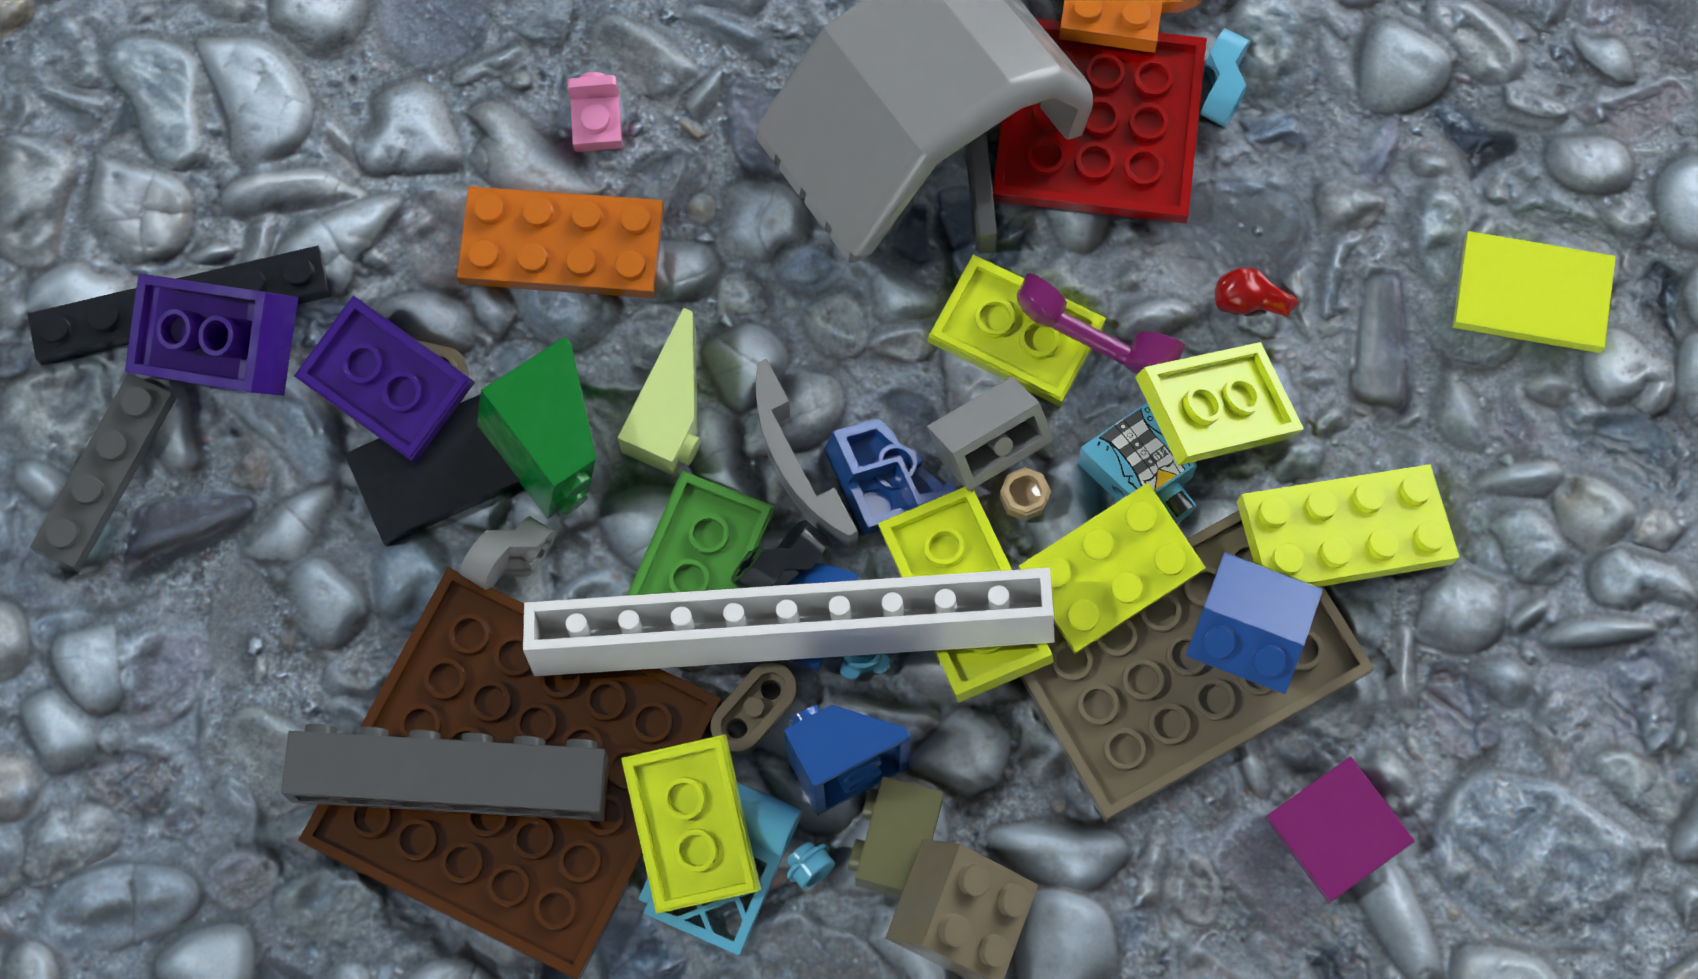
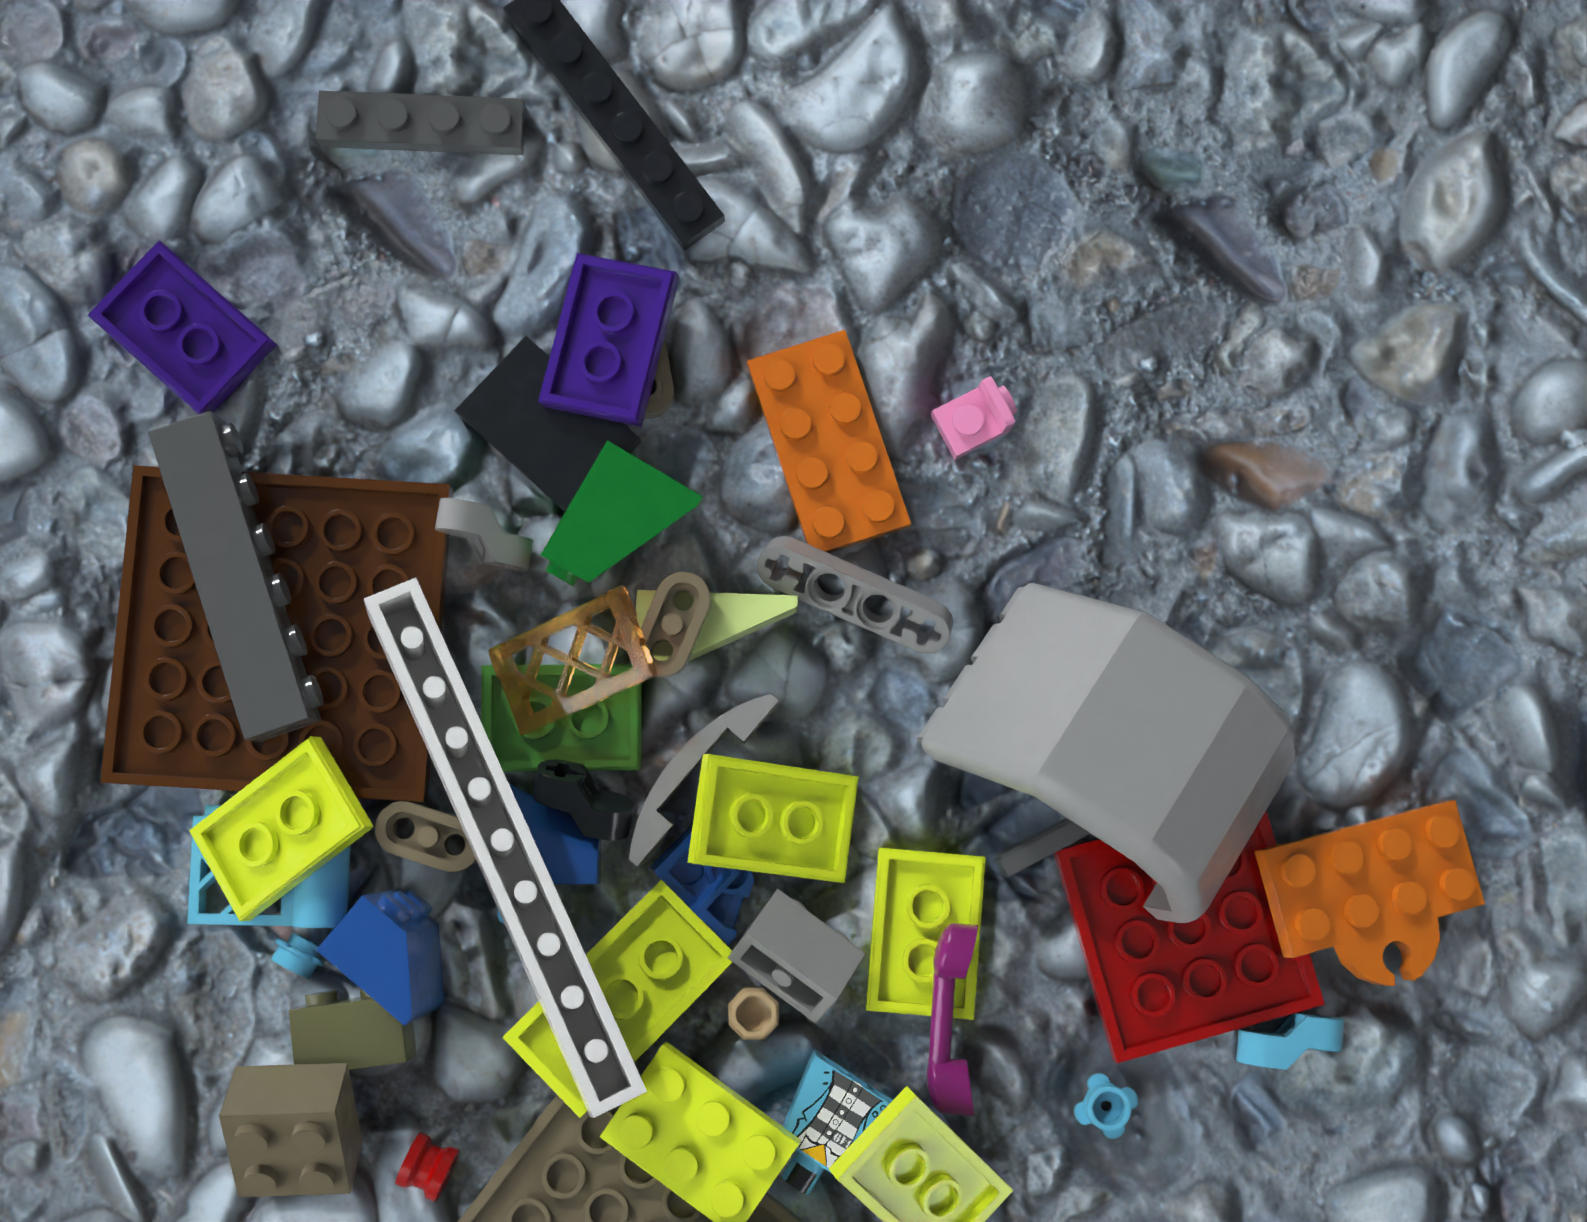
camera: 60 degrees right, 10 degrees up
(189, 757) = (182, 329): none -> dark purple tile
(211, 334) = (584, 159): dark purple slope -> none
(664, 415) = (675, 626): none -> dark tan plate
(689, 488) = (625, 635): none -> clear orange window
(707, 274) = (852, 602): none -> light grey beam
(865, 407) = (773, 818): none -> neon yellow tile
(1044, 819) = (427, 1167): none -> red wheel
(1221, 229) = (1121, 1101): none -> medium azure plate
(1249, 290) = (1066, 1156): red animal -> none

